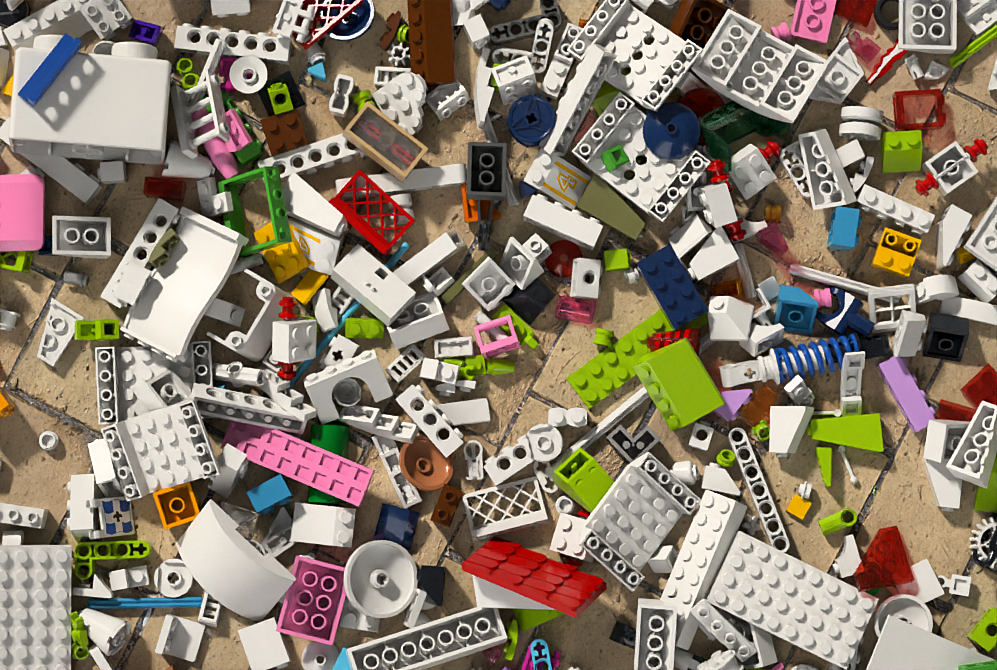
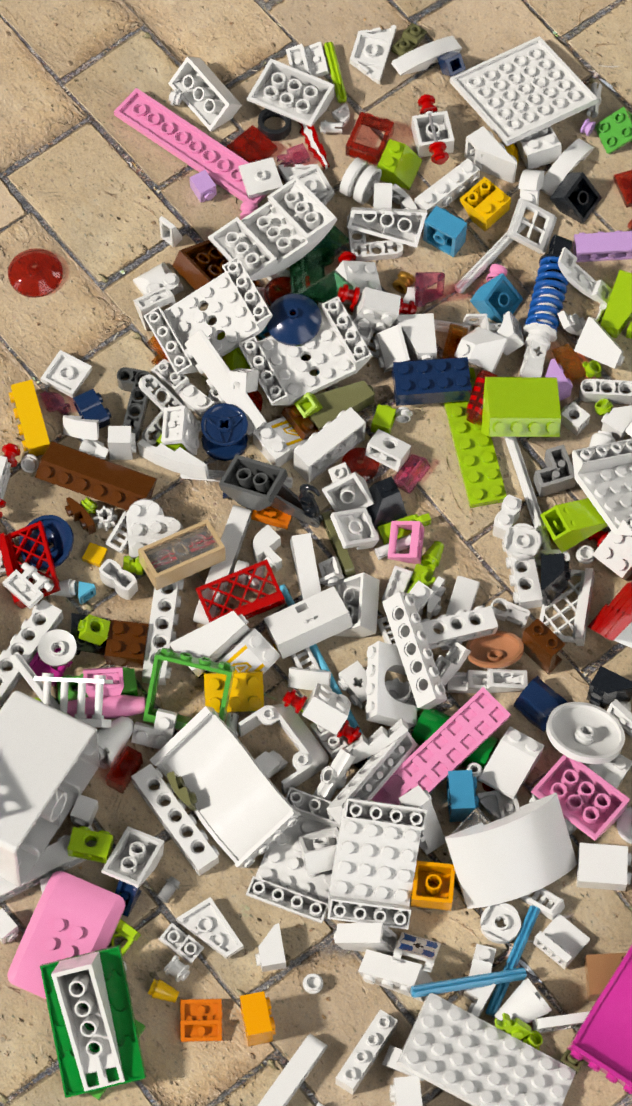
camera: 70 degrees left, 20 degrees down
(34, 312) = (180, 943): none -> white slope
(59, 393) = (271, 951): none -> white slope
(69, 185) = (99, 852): none -> lime brick
(97, 330) = (229, 887): lime brick -> none
(99, 574) = (468, 982): none -> dark azure axle
(113, 553) = (451, 967): lime beam -> none
(132, 283) = (201, 831): white brick -> none
(295, 495) = (476, 769): none -> white pin
(309, 286) = (278, 681): yellow slope -> none
(361, 62) = (94, 554): none -> yellow tile
(364, 328) = (342, 653): lime plate -> none
(384, 393) = (414, 650): none -> white brick
(436, 208) = (264, 545): none -> white brick
(447, 99) = (167, 494): white bracket -> none
(519, 486) = (554, 576): none -> black slope
(526, 190) = (284, 463): dark blue slope -> none
(576, 184) = (301, 425): none -> reddish brown plate
(579, 115) = (246, 377): none -> white hinge
(594, 185) = (308, 405): none -> lime slope
(603, 337) = (448, 459): lime wheel -> none
(614, 158) = (294, 374): bright green slope -> none
(769, 288) = (465, 308): white slope -> none
(821, 27) = (260, 177): none -> white plate
(846, 316) = (521, 262): dark blue connector -> none
(908, 334) = (559, 220): white slope -> none

